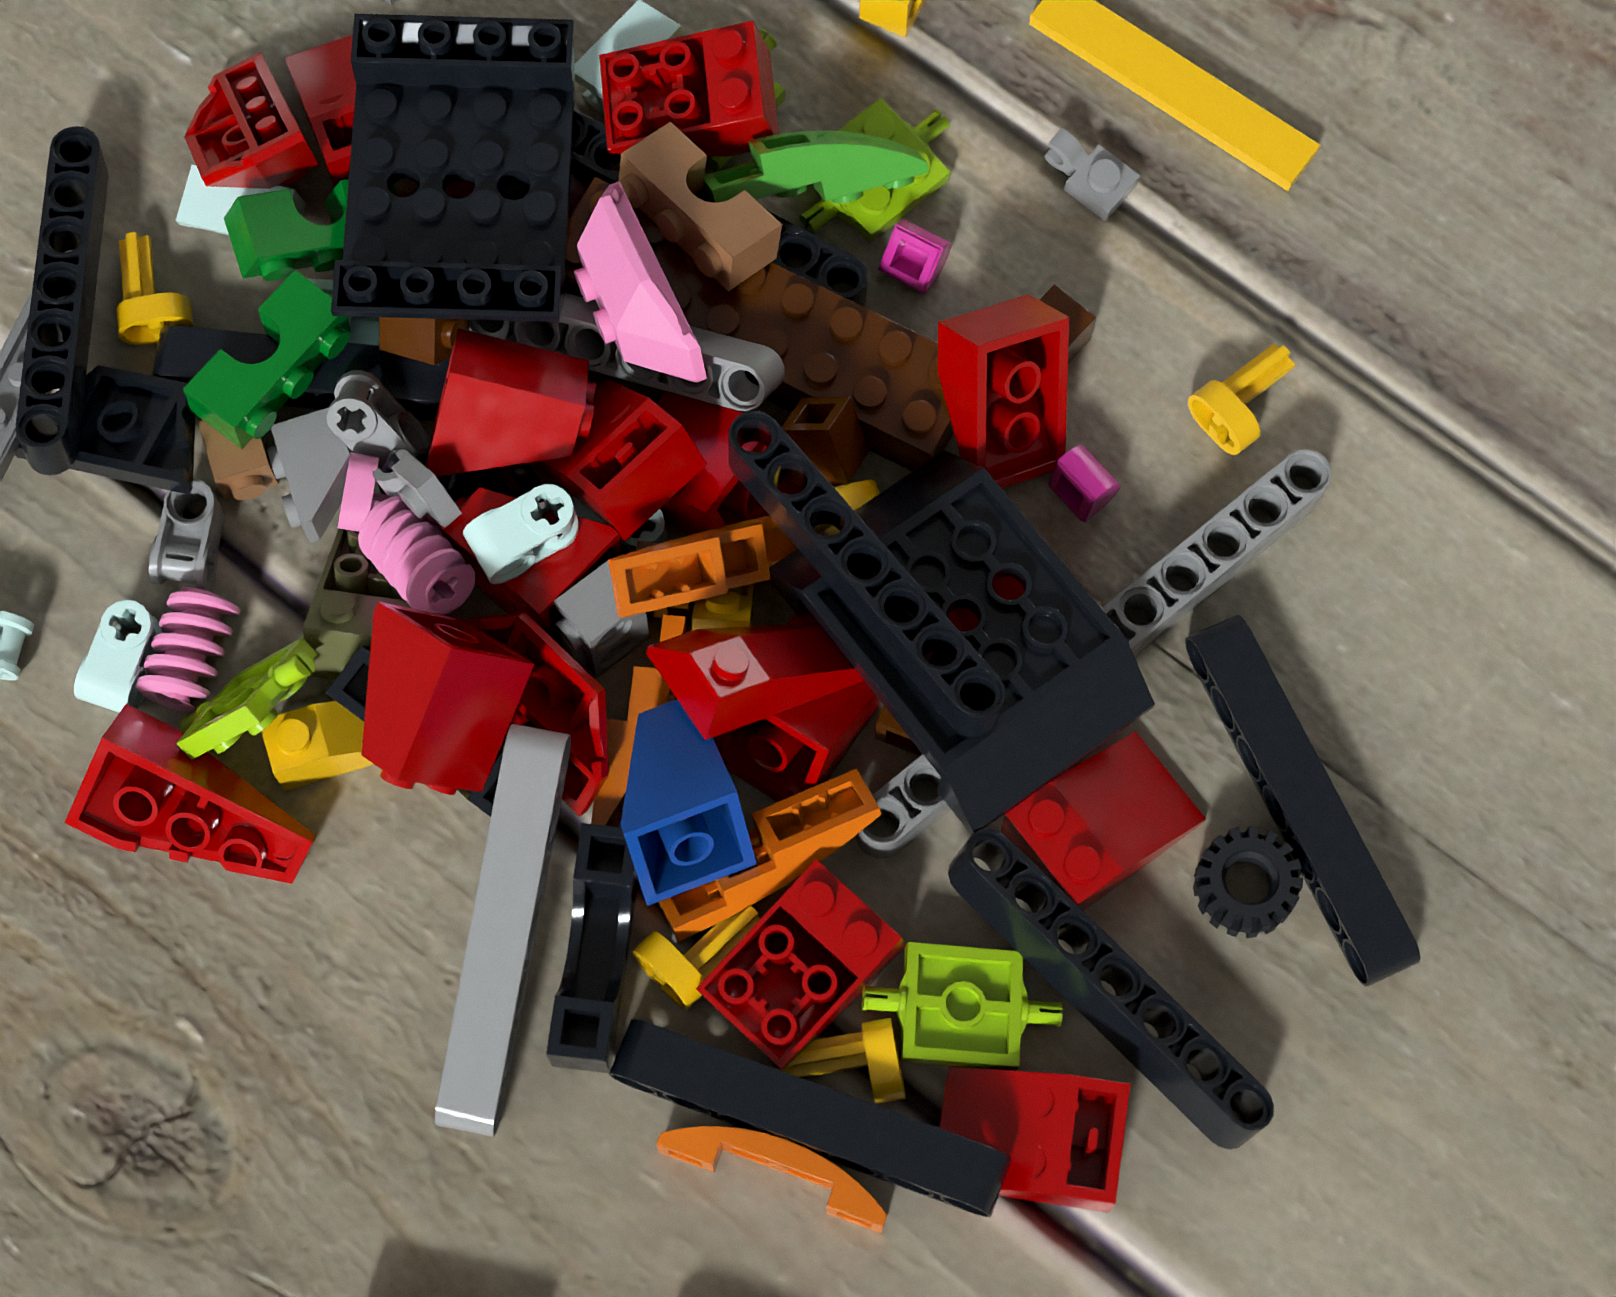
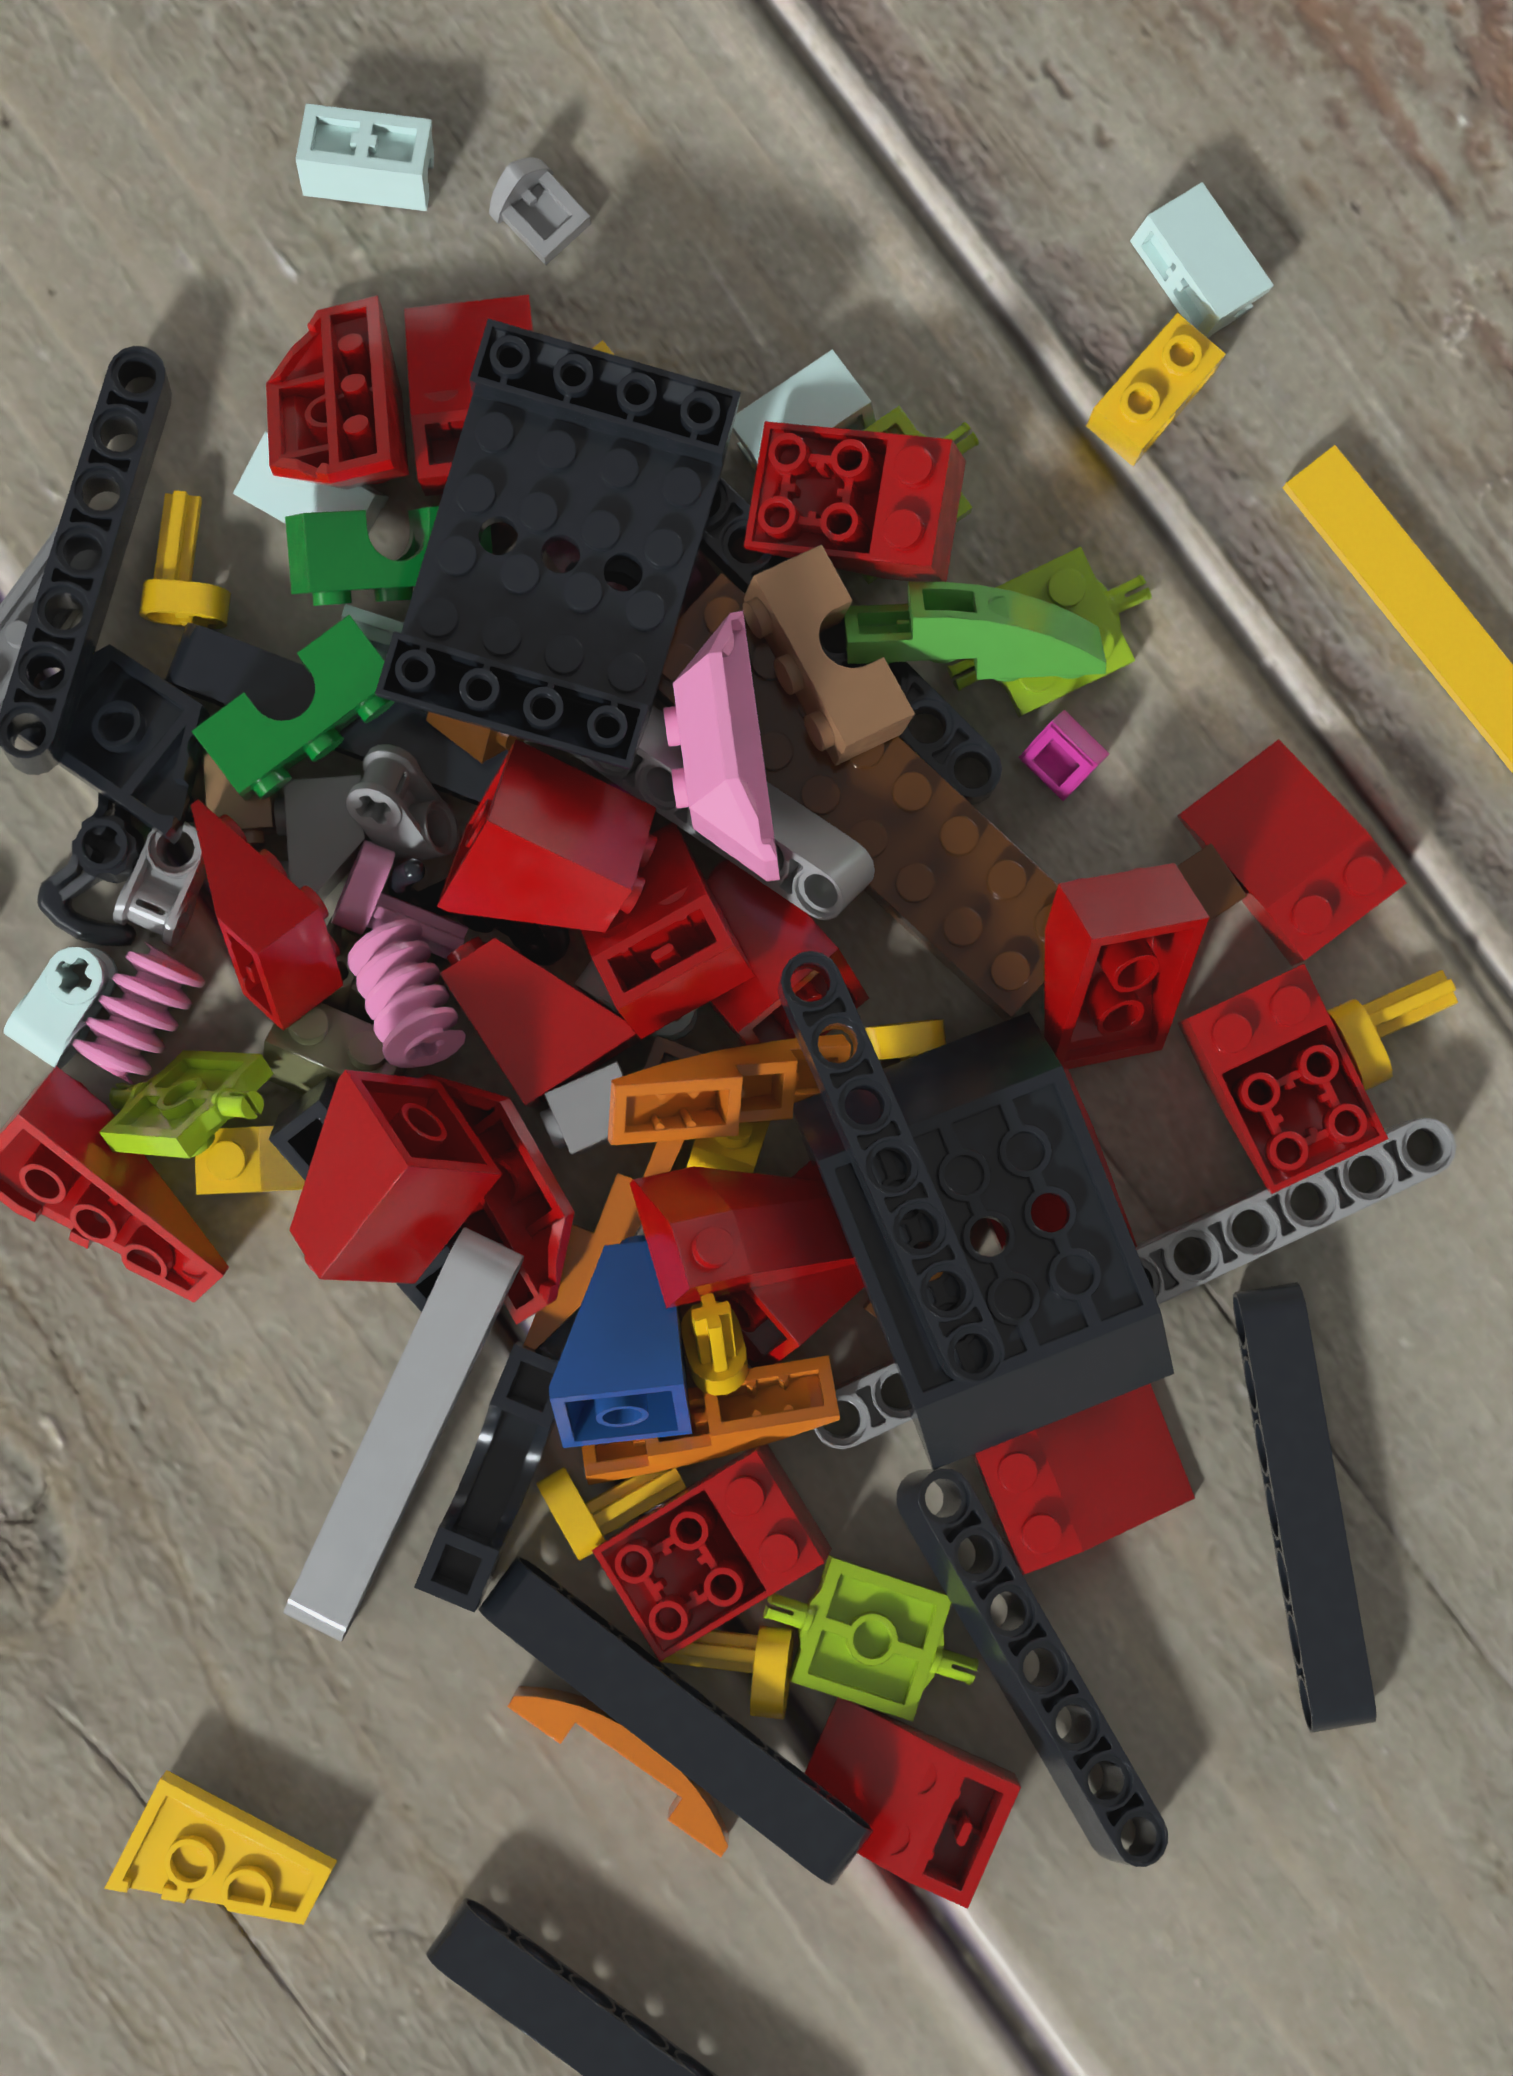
camera: 15 degrees right, 15 degrees up
(131, 525) = (107, 852): none -> black piece
(283, 528) = (267, 923): none -> red slope
(418, 489) = (428, 930): light grey plate -> none
(516, 534) = (516, 1019): light aqua piece -> none
(755, 774) = (714, 1346): none -> yellow piece
(829, 436) = (897, 966): reddish brown brick -> none
(1083, 483) = (1176, 1080): dark pink brick -> none
(1095, 179) = (1304, 710): light grey plate -> none
(1133, 281) = (1292, 851): none -> red slope
(1169, 449) = (1283, 1079): none -> red slope
(1262, 851) = (1255, 1595): black tyre -> none

